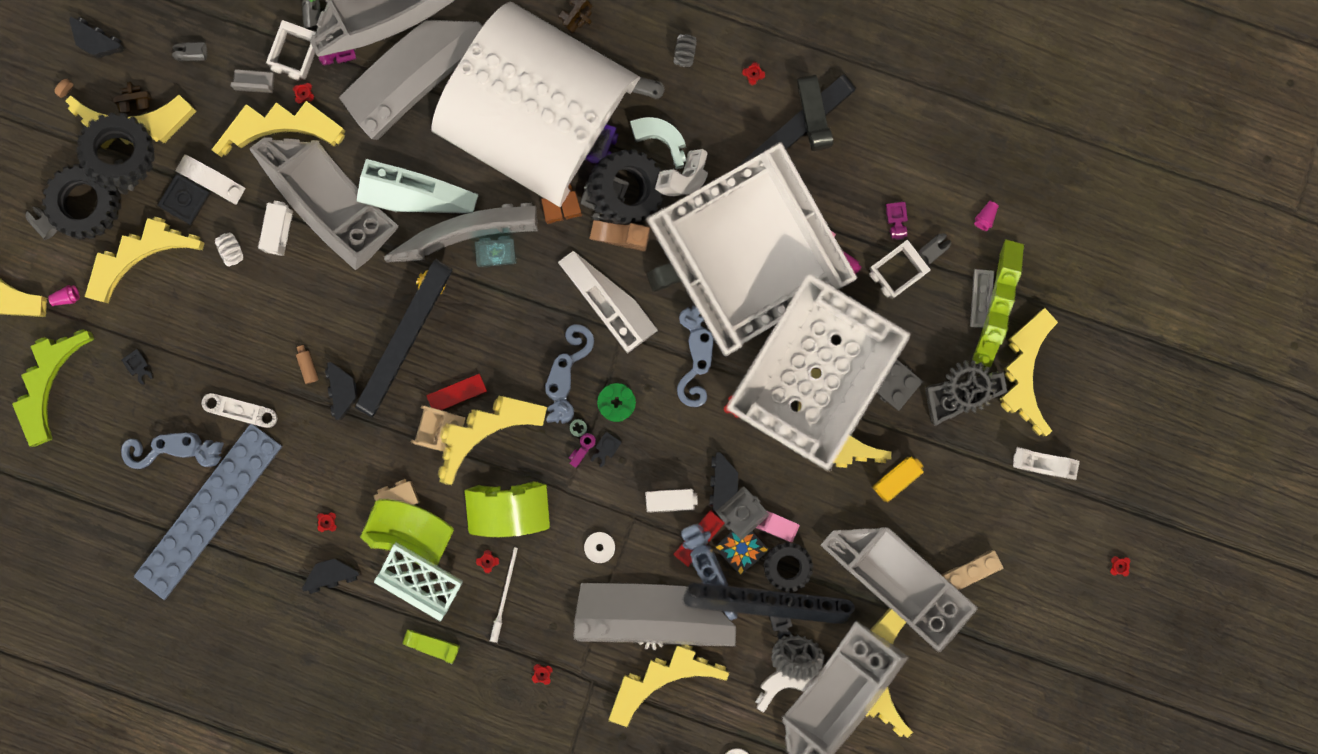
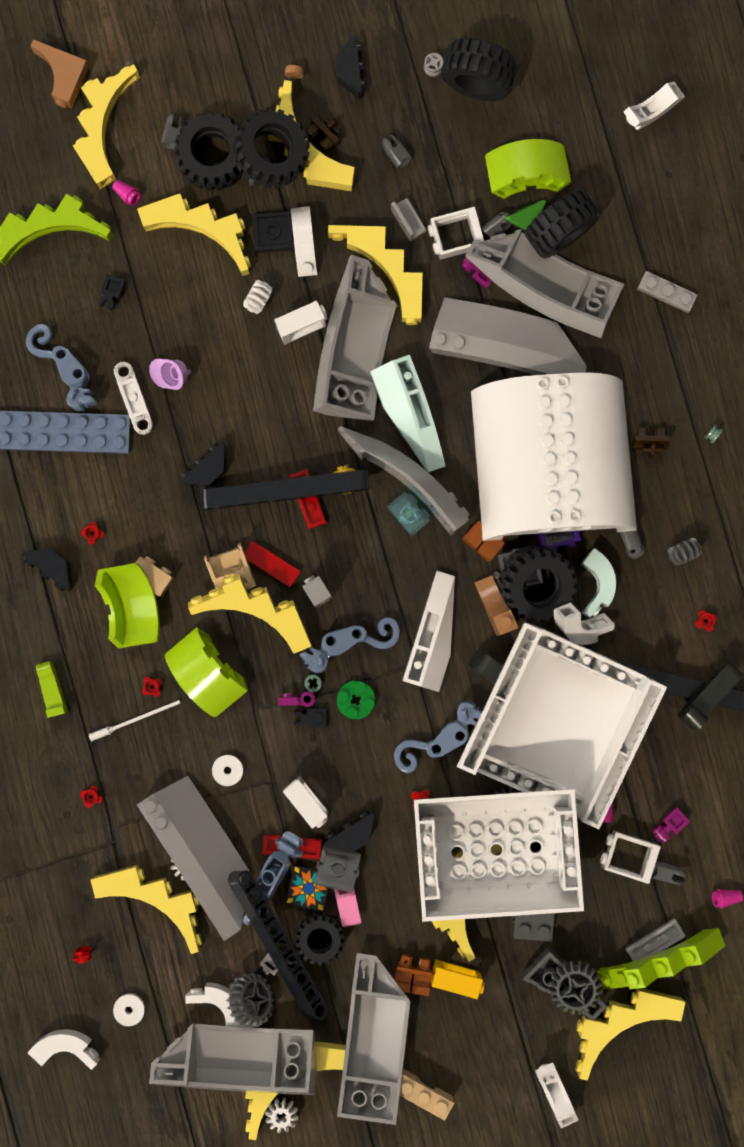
camera: 55 degrees right, 0 degrees up
(240, 366) = (169, 373): none -> lavender piece
(303, 88) = (427, 260): red plate -> none
(306, 365) = (208, 426): medium nougat cylinder -> none
(412, 591) = (83, 643): light aqua fence -> none
(432, 328) = (310, 506): none -> red tile
(505, 370) = (316, 591): none -> light grey brick
(876, 506) = (421, 976): none -> dark orange hips
(913, 701) = (283, 1121): none -> white gear

